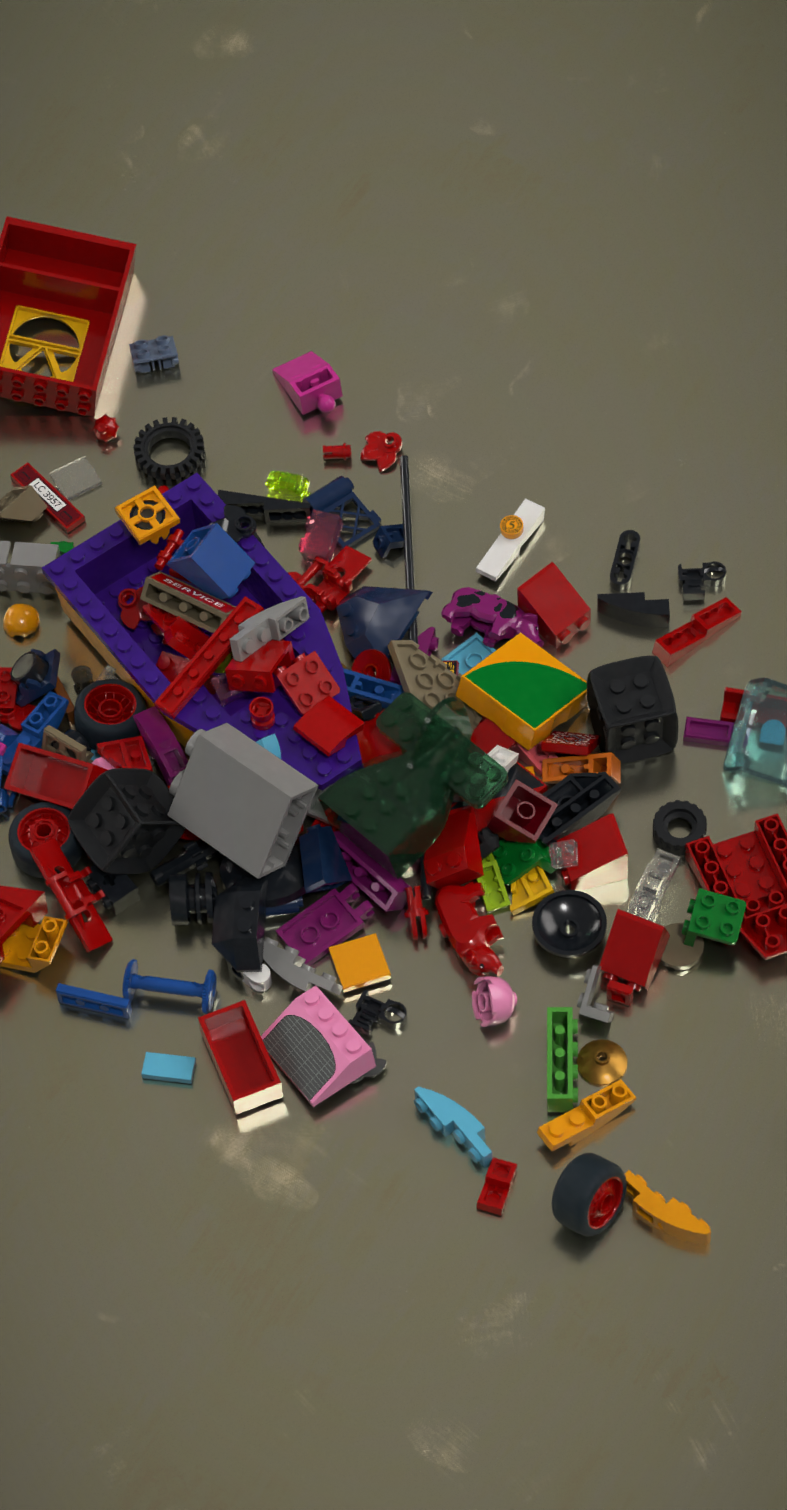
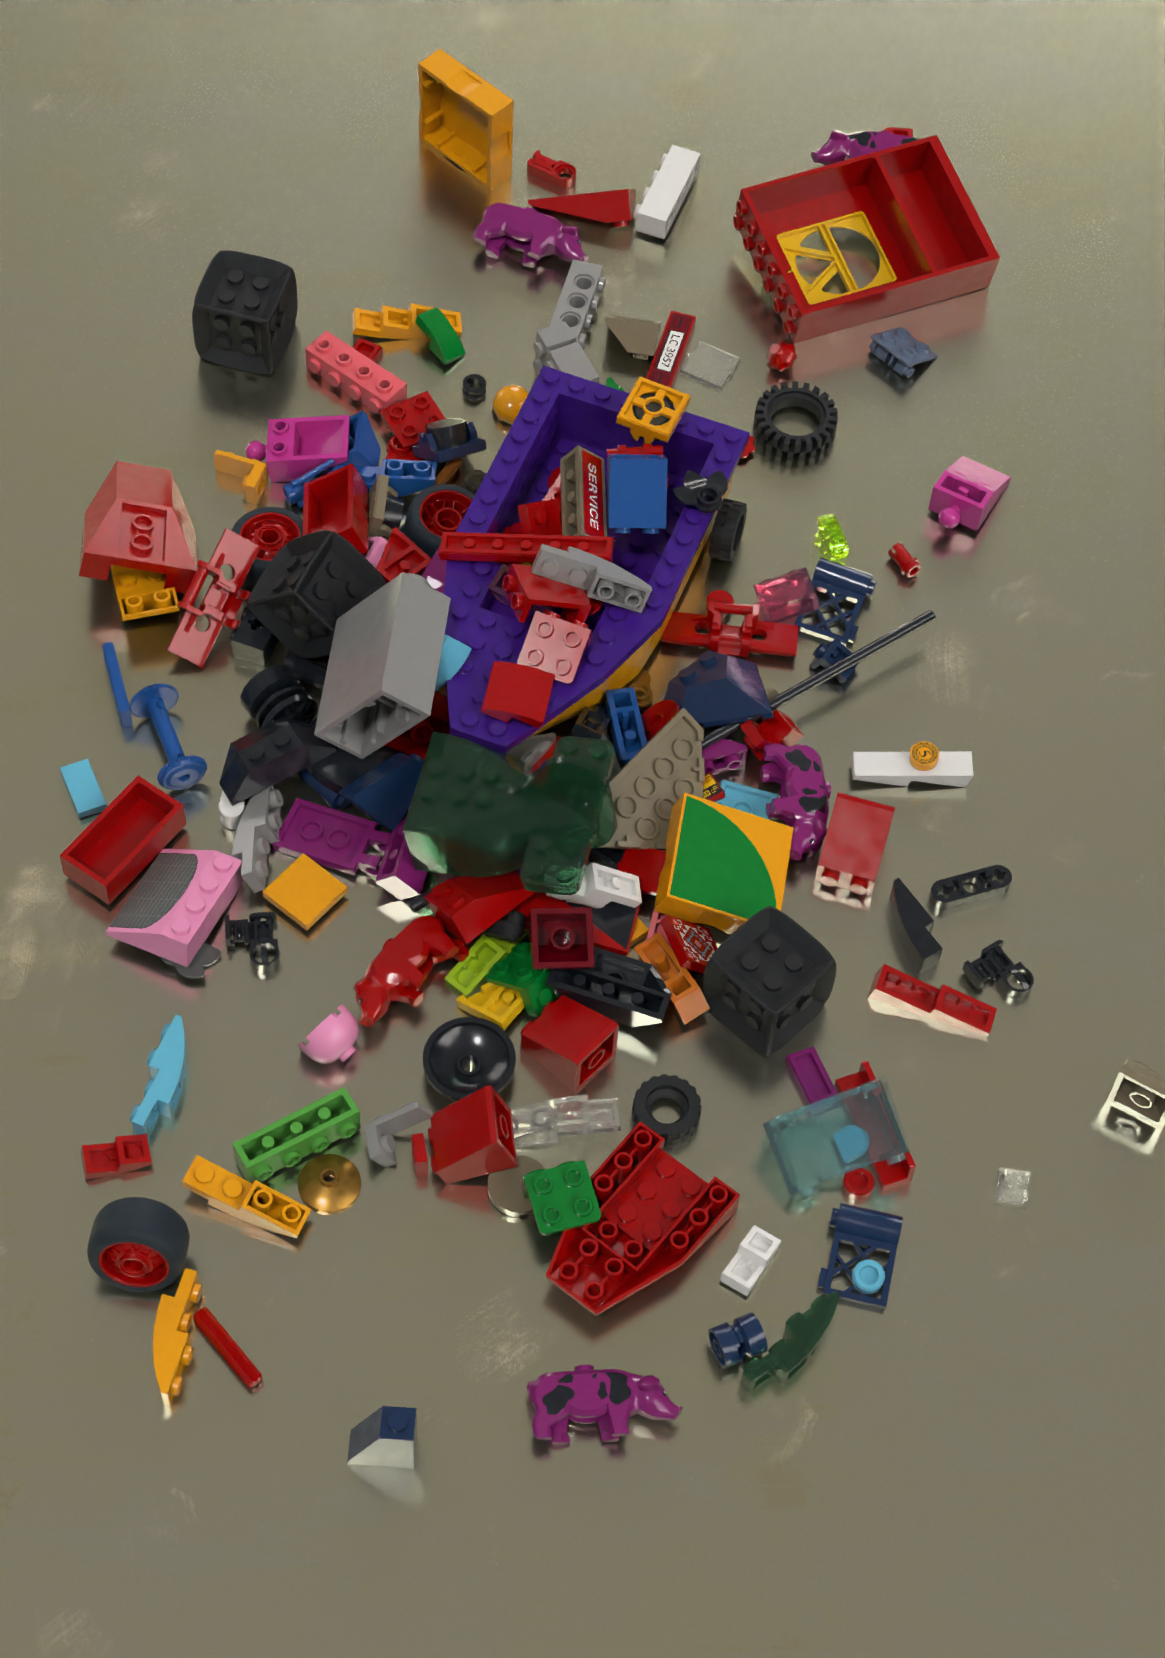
camera: 50 degrees right, 0 degrees up
(262, 713) = (490, 626): red wheel -> none
(273, 509) = (790, 539): black slope -> none
(380, 450) = (940, 596): red plate -> none
(415, 909) = (391, 910): red arm -> none
(430, 611) = (773, 730): none -> red brick
(564, 854) = (546, 1006): clear tile -> none
(691, 1183) = (227, 1347): none -> red axle

